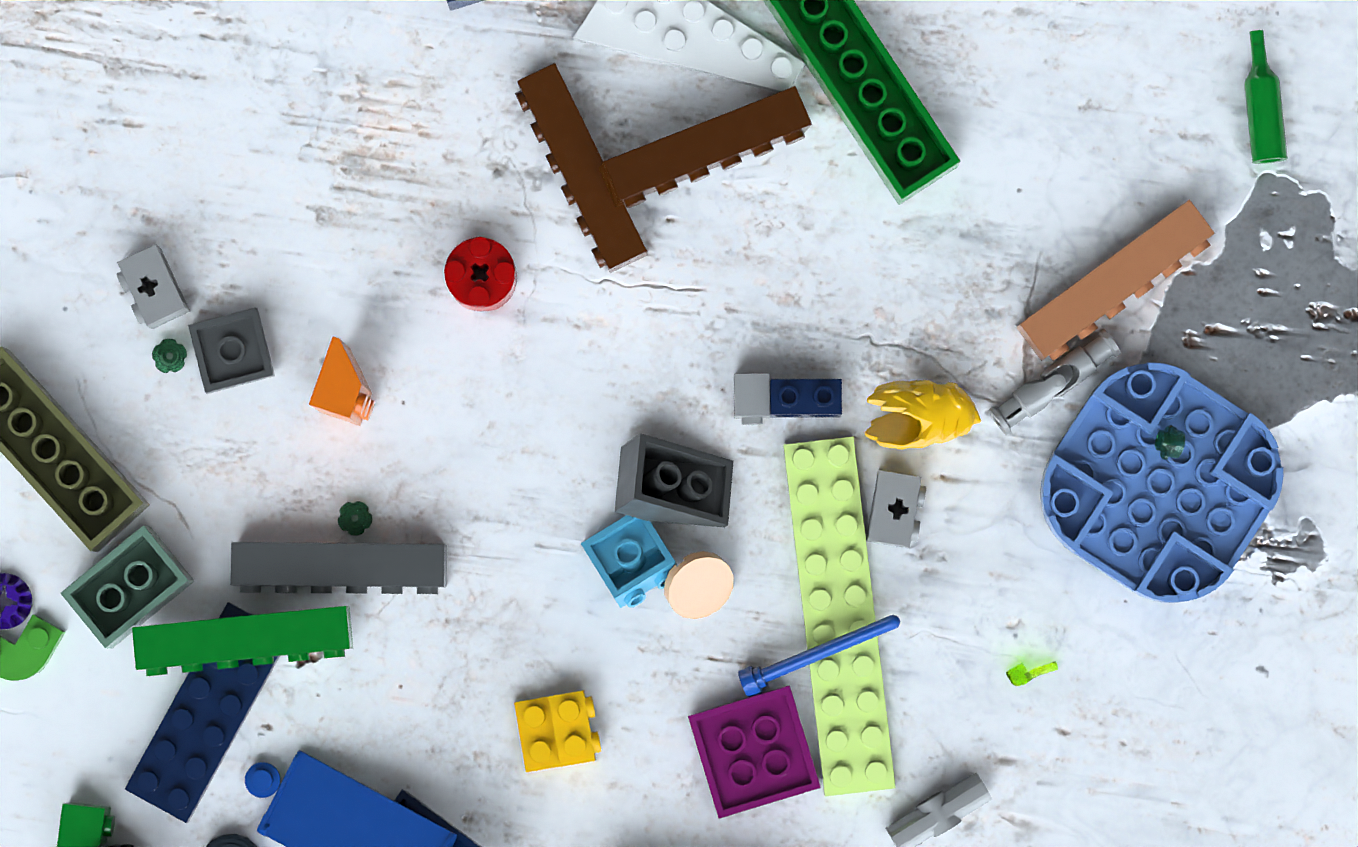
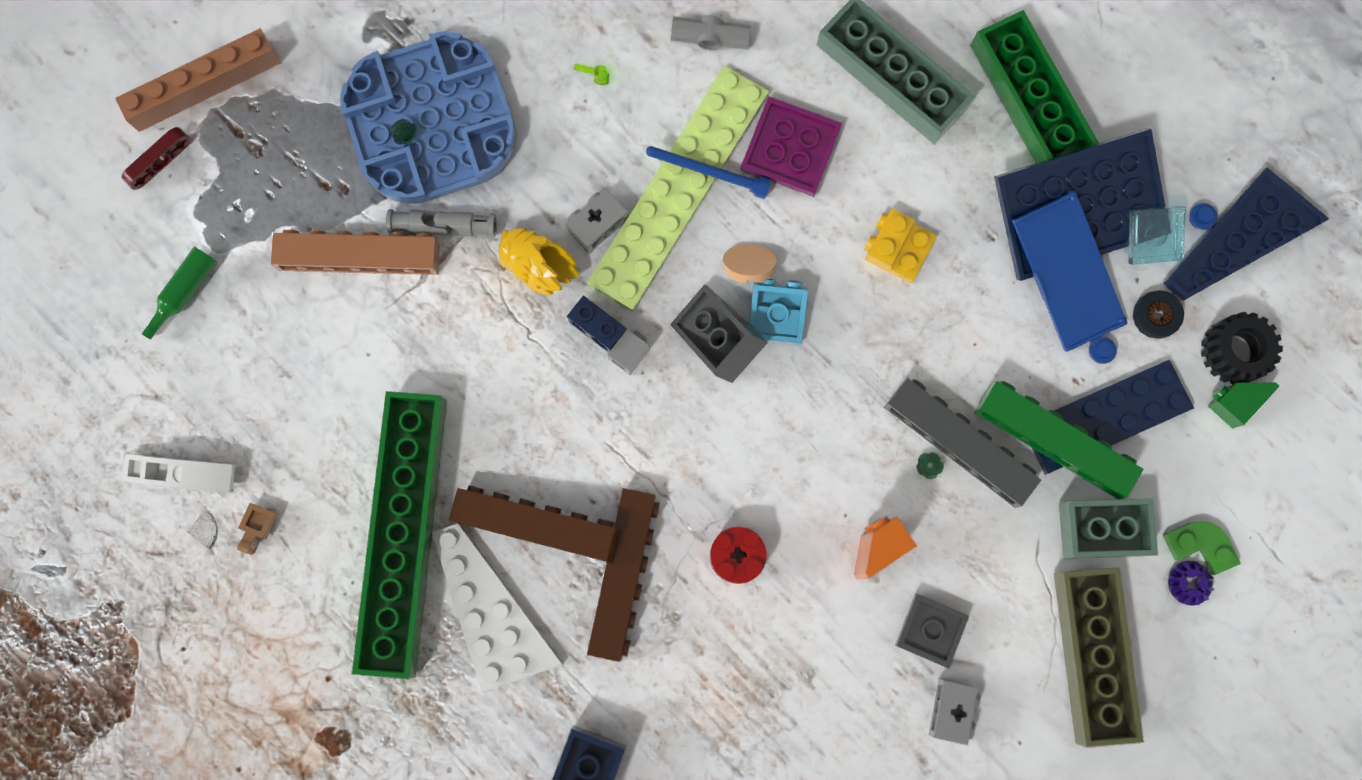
camera: 145 degrees left, 5 degrees down
(169, 346) = (981, 658): clear green plate -> none

